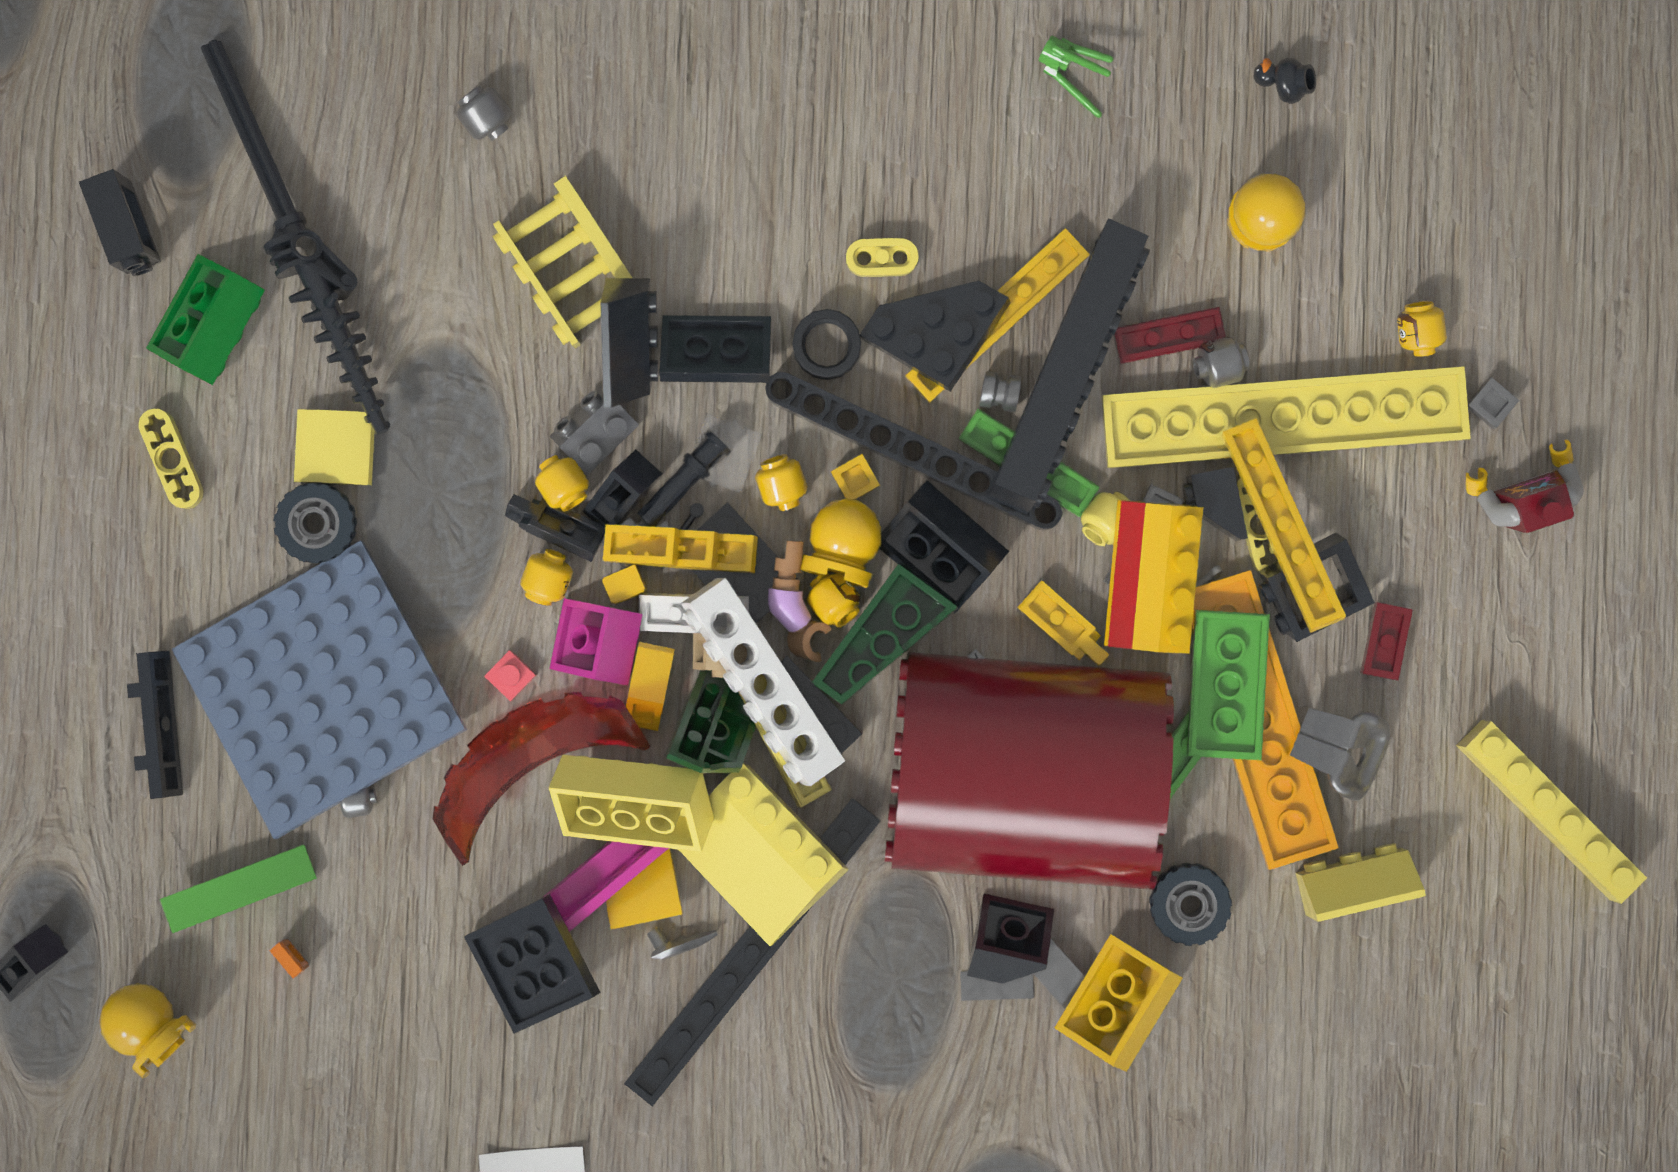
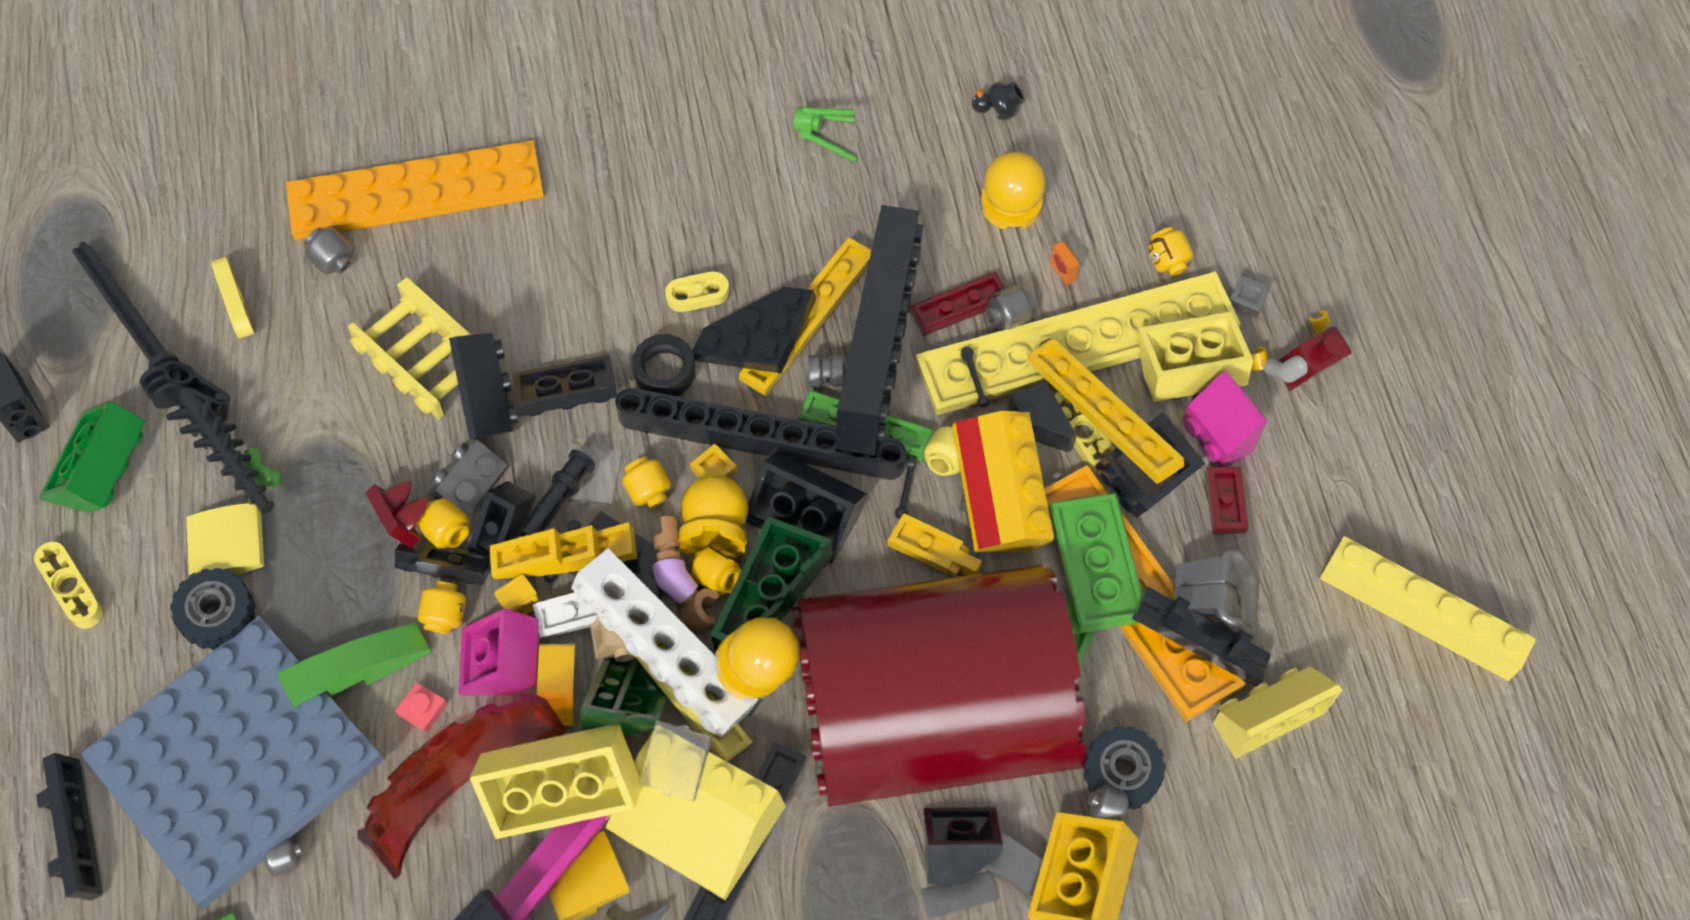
camera: 10 degrees left, 25 degrees down
(371, 149) = (232, 297): none -> light yellow beam
(386, 381) = (266, 475): none -> bright green arm
(451, 619) = (352, 662): none -> bright green slope
(516, 474) = (396, 516): none -> dark red tile
(590, 45) = (414, 189): none -> light orange plate
(750, 811) = (675, 760): none -> clear piece
(852, 729) = (757, 658): none -> yellow tile
(1041, 572) = (902, 507): none -> black hinge
(1158, 409) = (967, 355): none -> black hinge
(1161, 944) = (1108, 803): none -> flat silver piece
(1299, 315) = (1064, 263): none -> orange tile
(1308, 792) = (1202, 636): none -> black hinge
(1404, 469) = (1191, 354): none -> light yellow slope
(1409, 558) = (1224, 421): none -> dark pink slope

